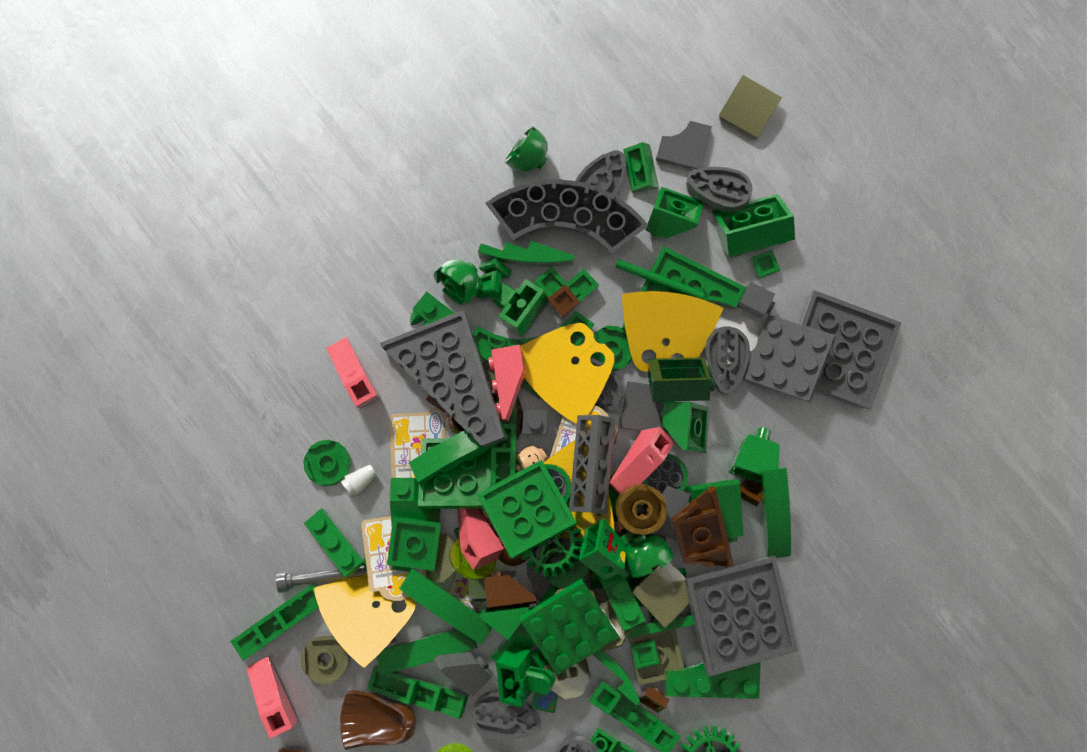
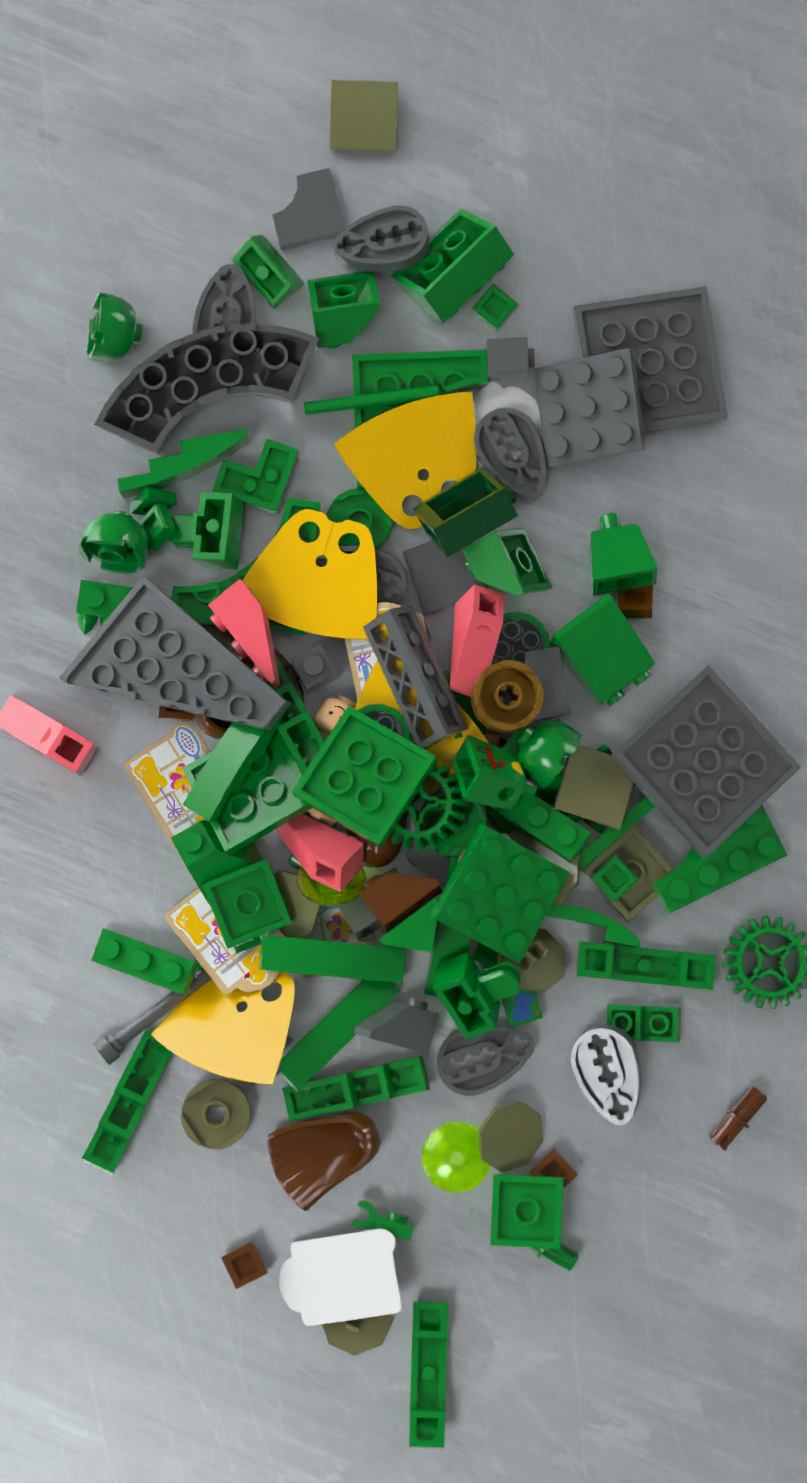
camera: 30 degrees left, 0 degrees up
(271, 698) = (173, 1198): coral slope -> none
(327, 463) = (77, 868): green tile -> none
(358, 480) = (130, 868): white cone -> none
(563, 301) = (264, 494): reddish brown plate -> none
(653, 699) = (657, 929): reddish brown plate -> none
(703, 532) = (601, 684): reddish brown wing -> none
(776, 512) = (679, 610): green slope -> none

